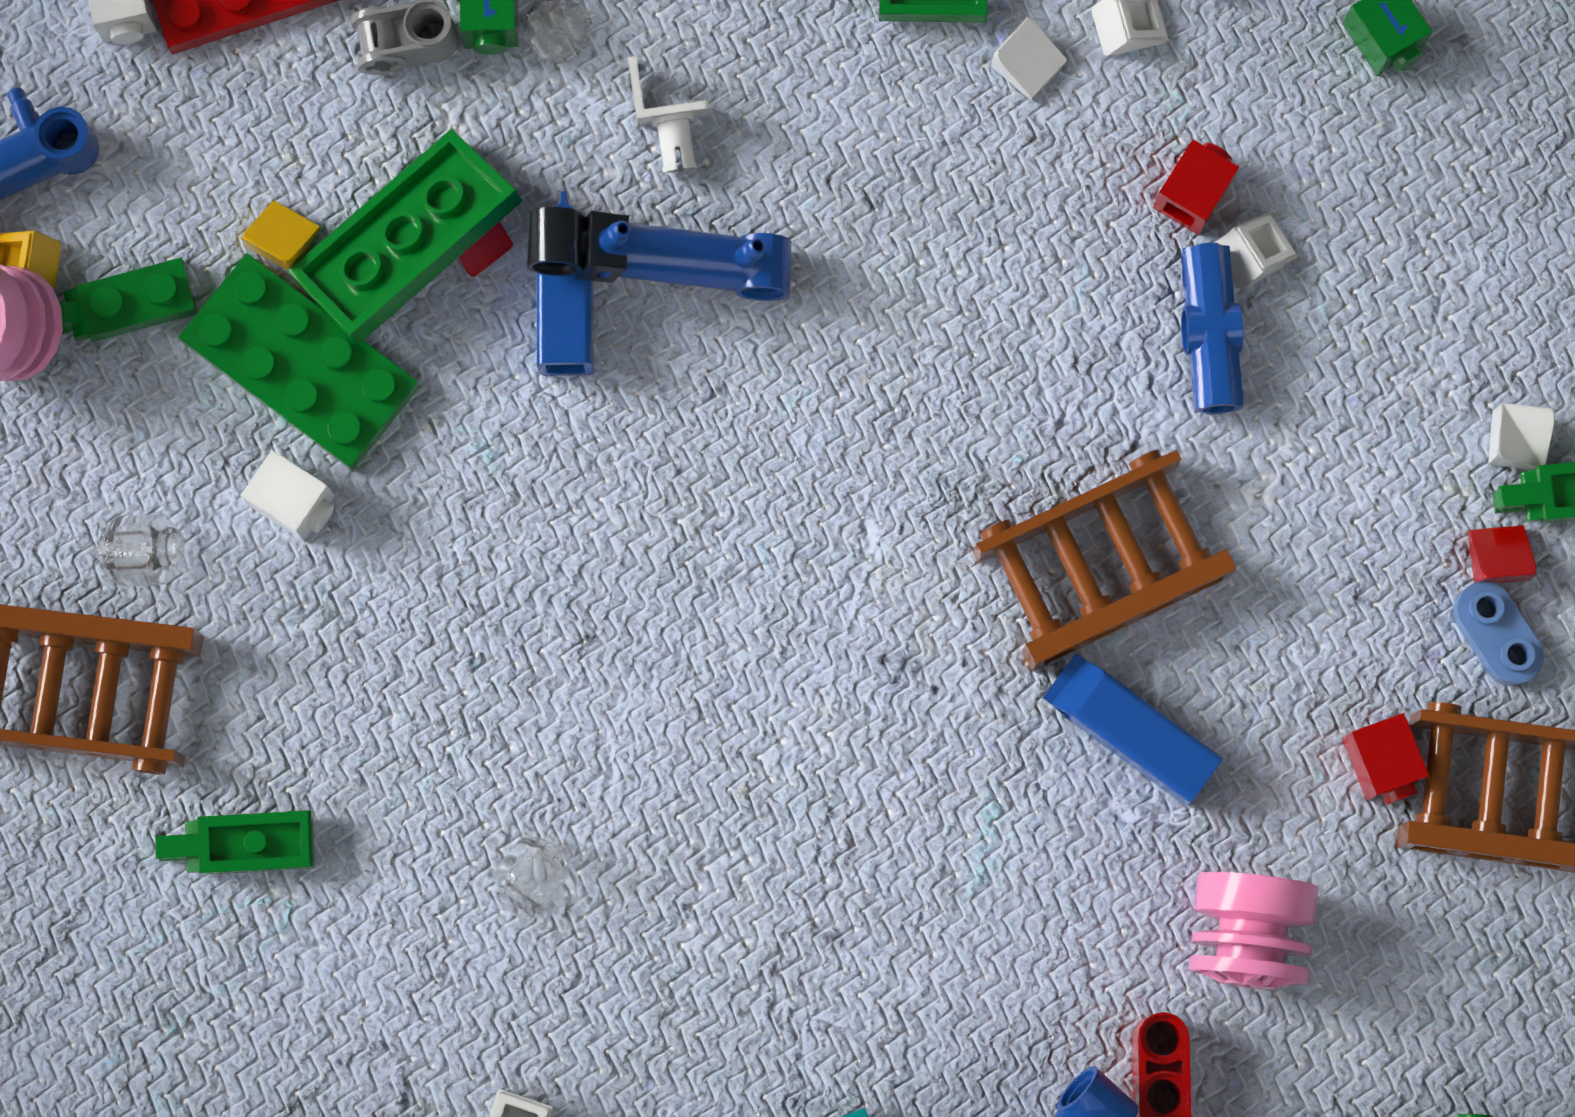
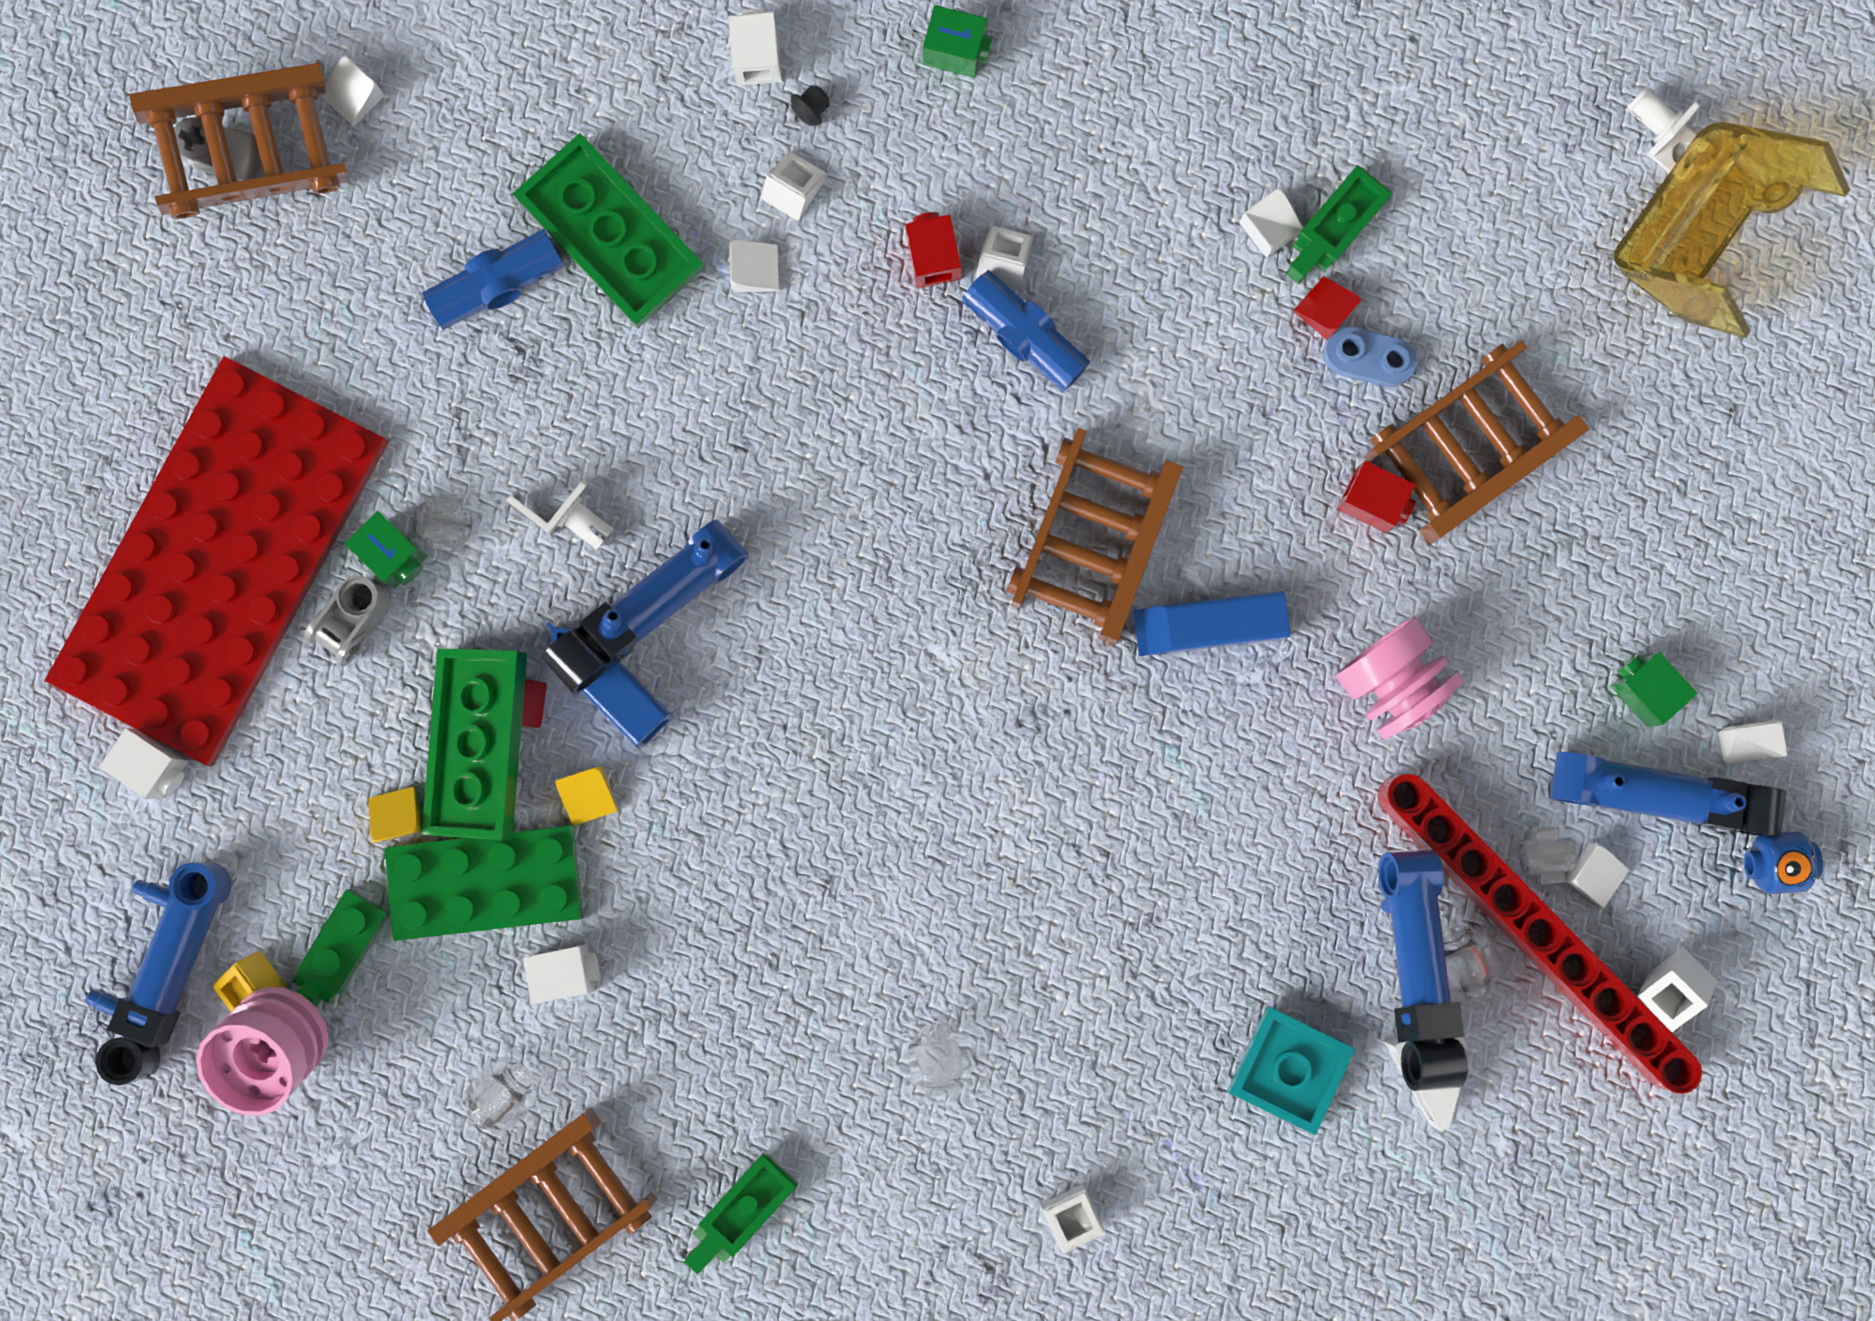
camera: 40 degrees left, 5 degrees up
(456, 369) = (587, 795): none -> yellow slope

